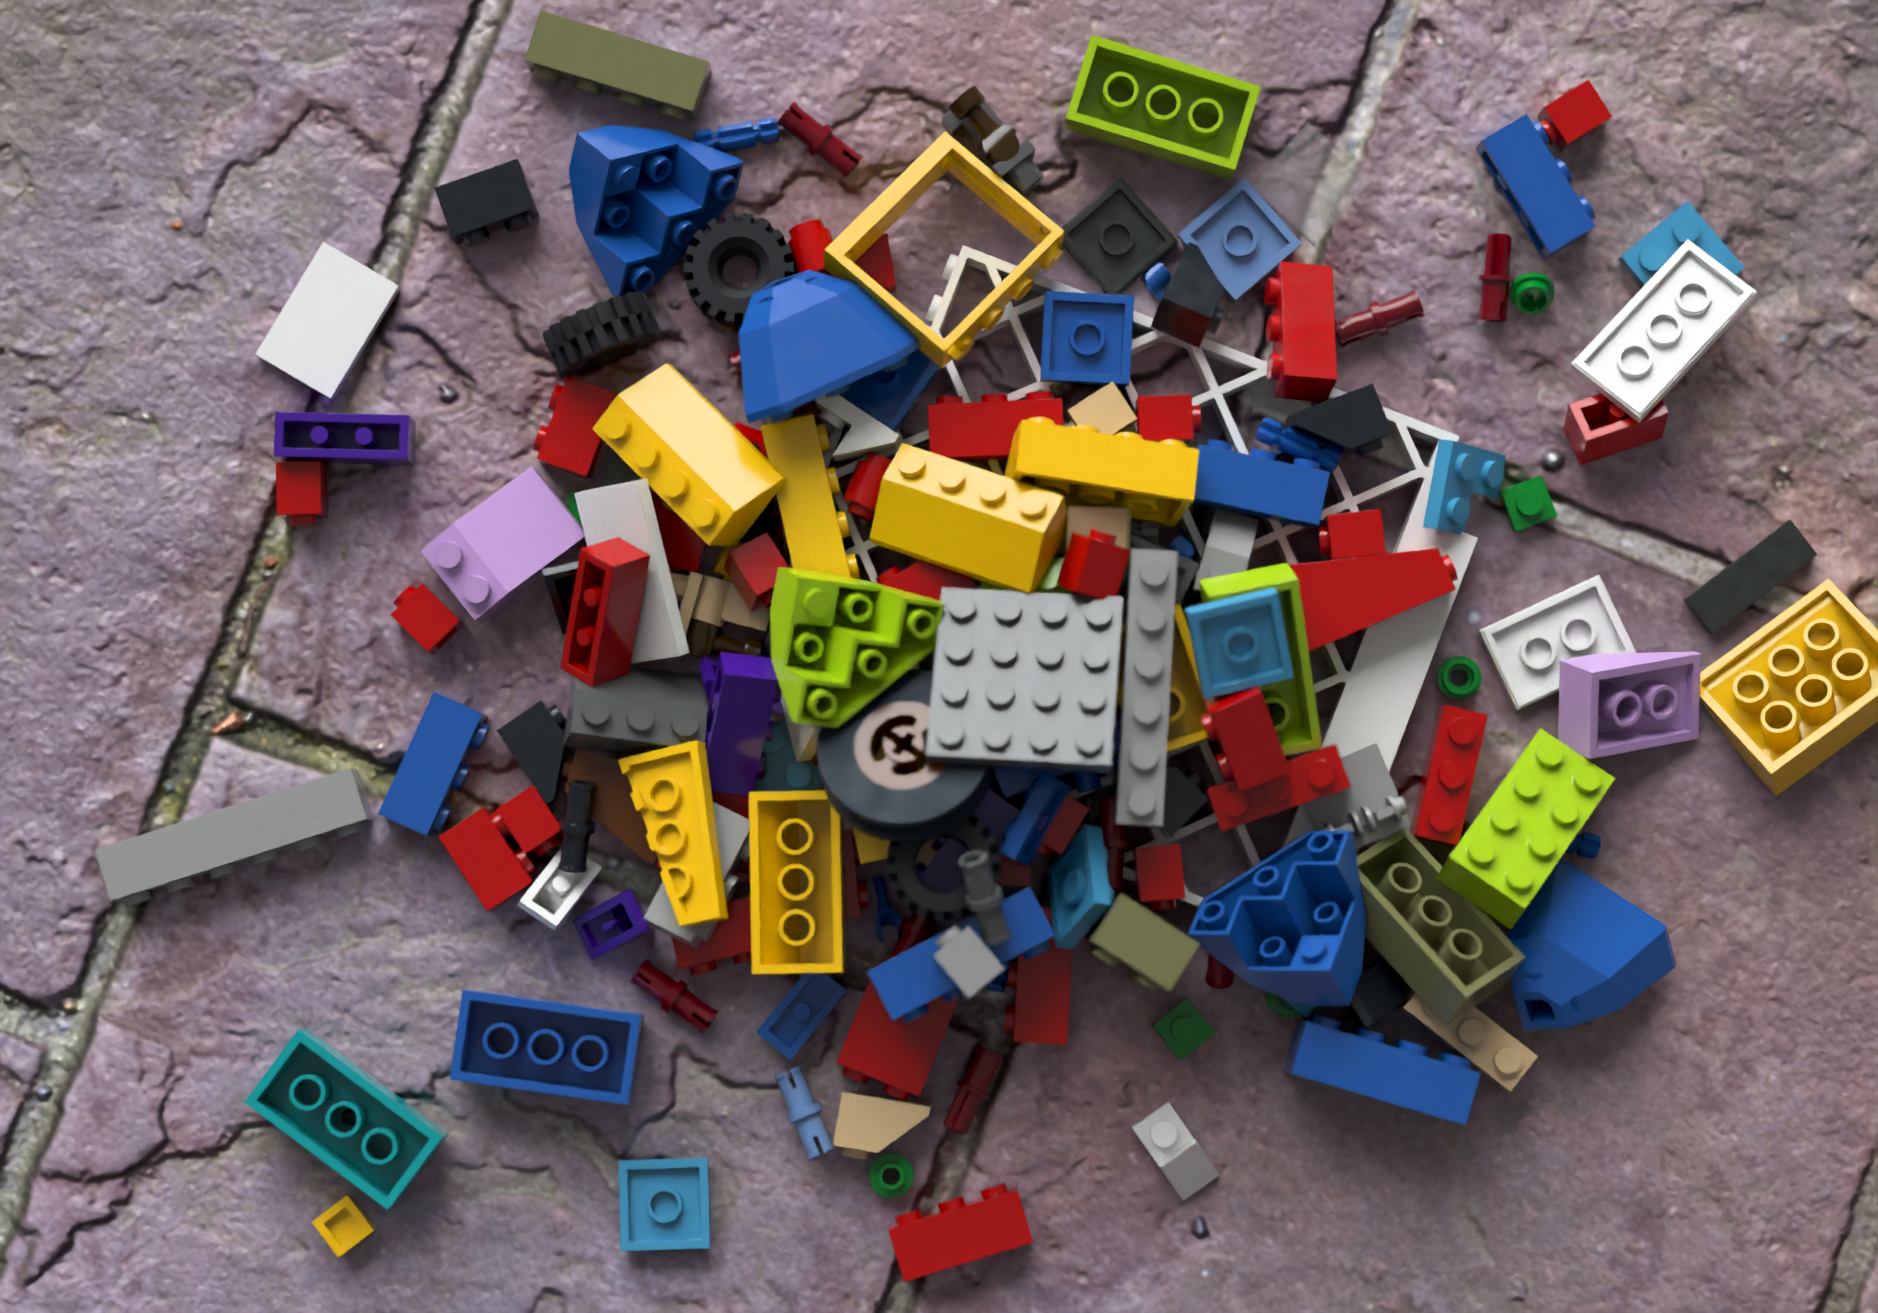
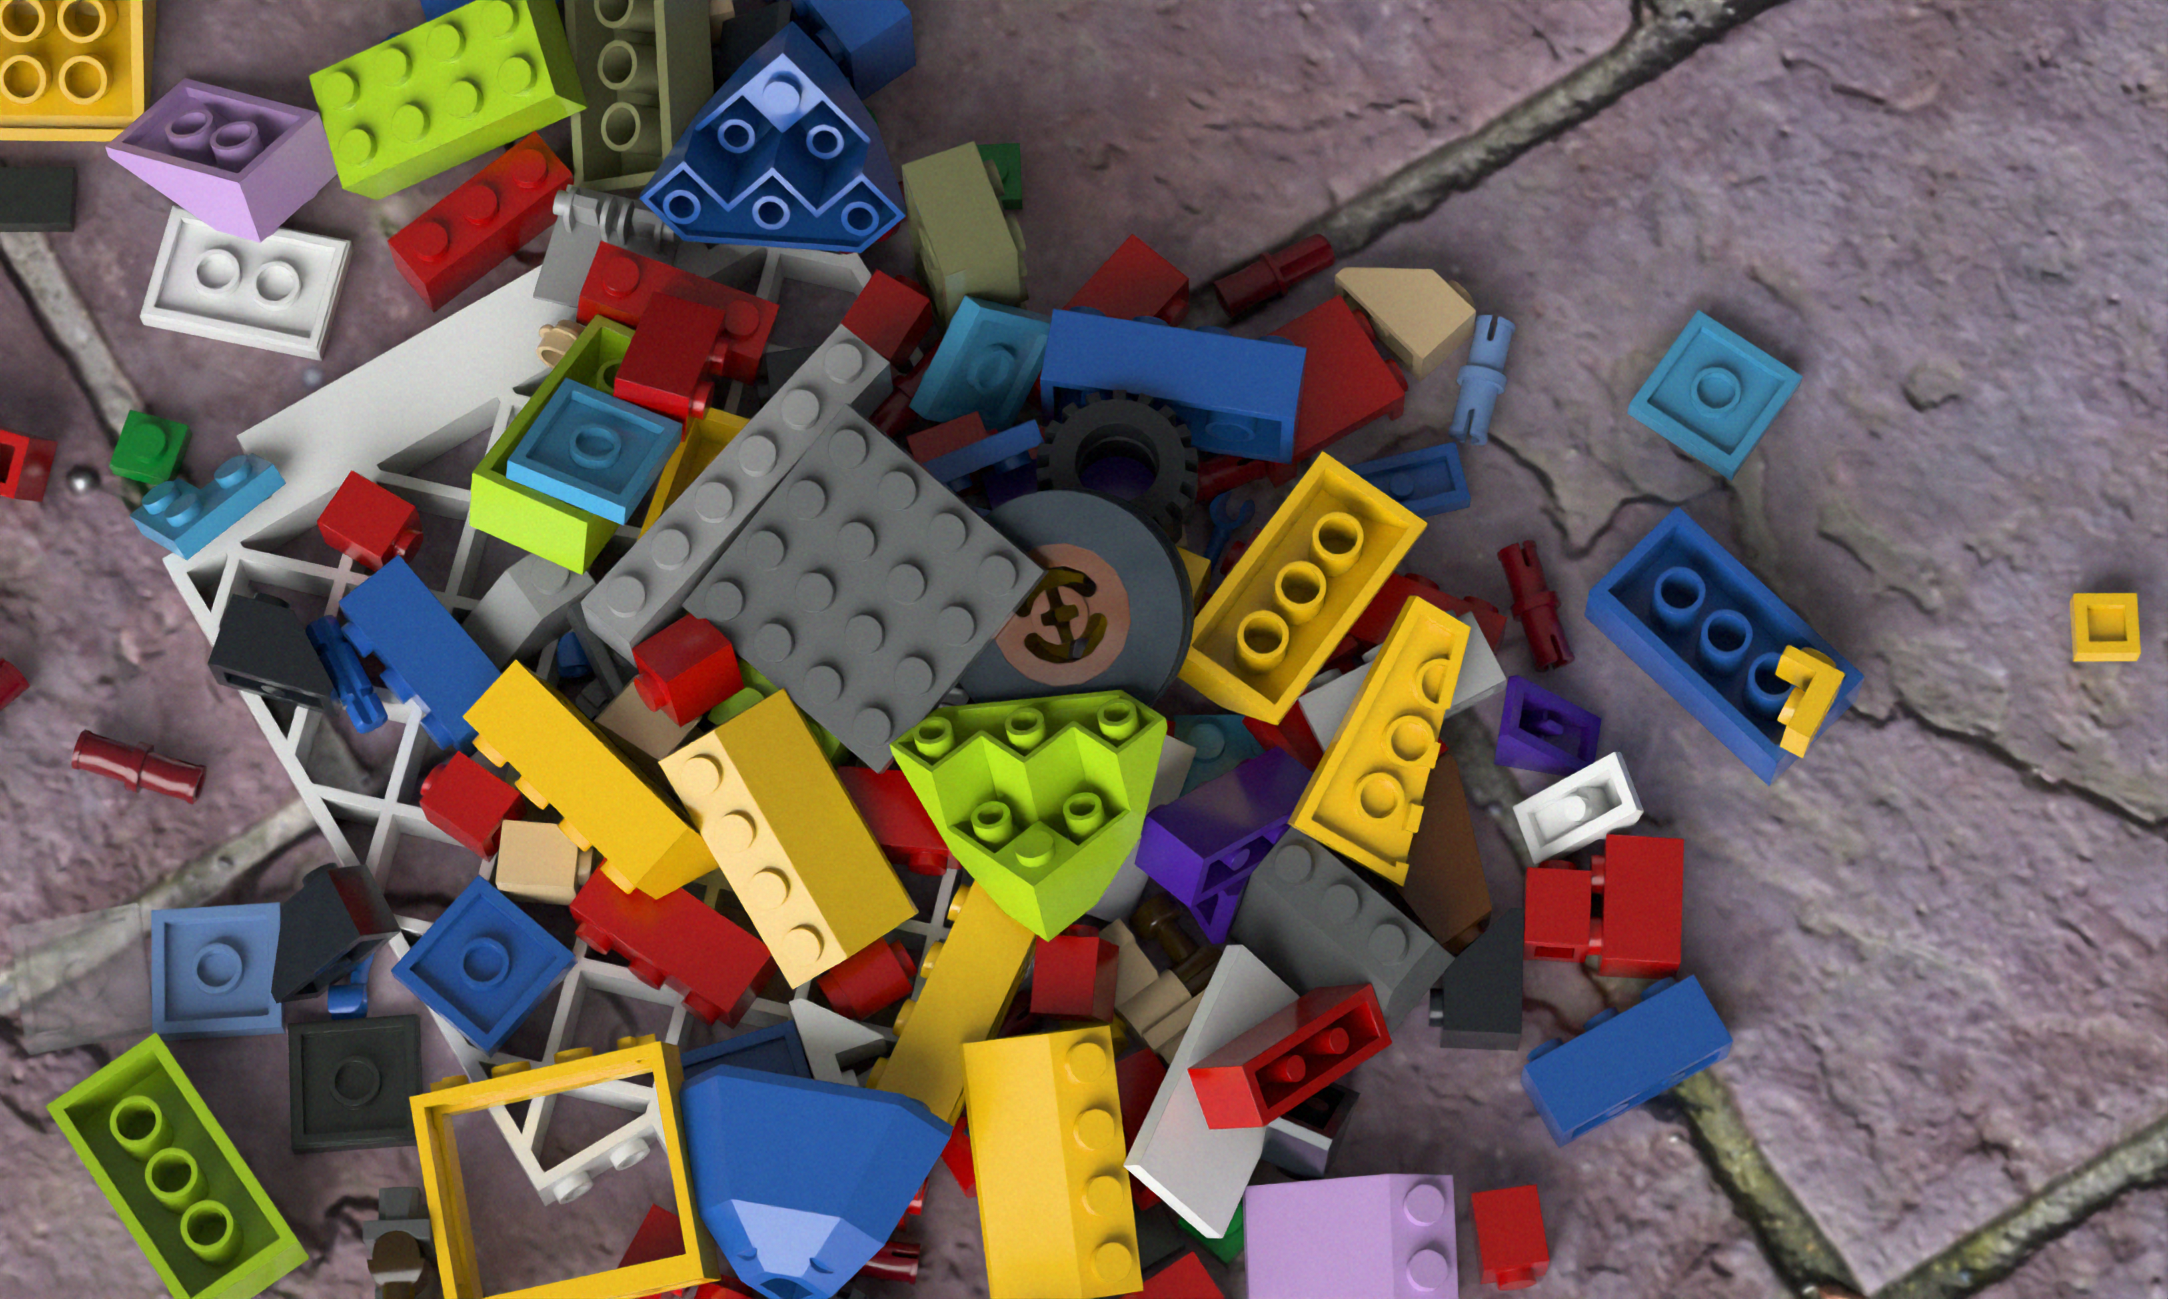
camera: 140 degrees left, 15 degrees down
(234, 835) = (1927, 1150): light grey brick -> none
(306, 1100) = (2003, 672): teal brick -> none
(462, 1027) = (1806, 710): none -> yellow bracket
(577, 826) = (1506, 854): black pin -> none
(886, 1161) = (1435, 230): green plate -> none
(959, 1232) = (1404, 135): red brick -> none
(966, 959) = (1172, 338): light grey brick -> none
(984, 897) = (1100, 385): dark grey pin -> none
(1175, 1151) = (1100, 63): white slope -> none
(1301, 331) = (235, 798): red brick -> none
(1334, 725) = (557, 341): none -> tan plate
(1366, 590) = (404, 448): red slope -> none
(1472, 674) = (383, 304): green plate -> none

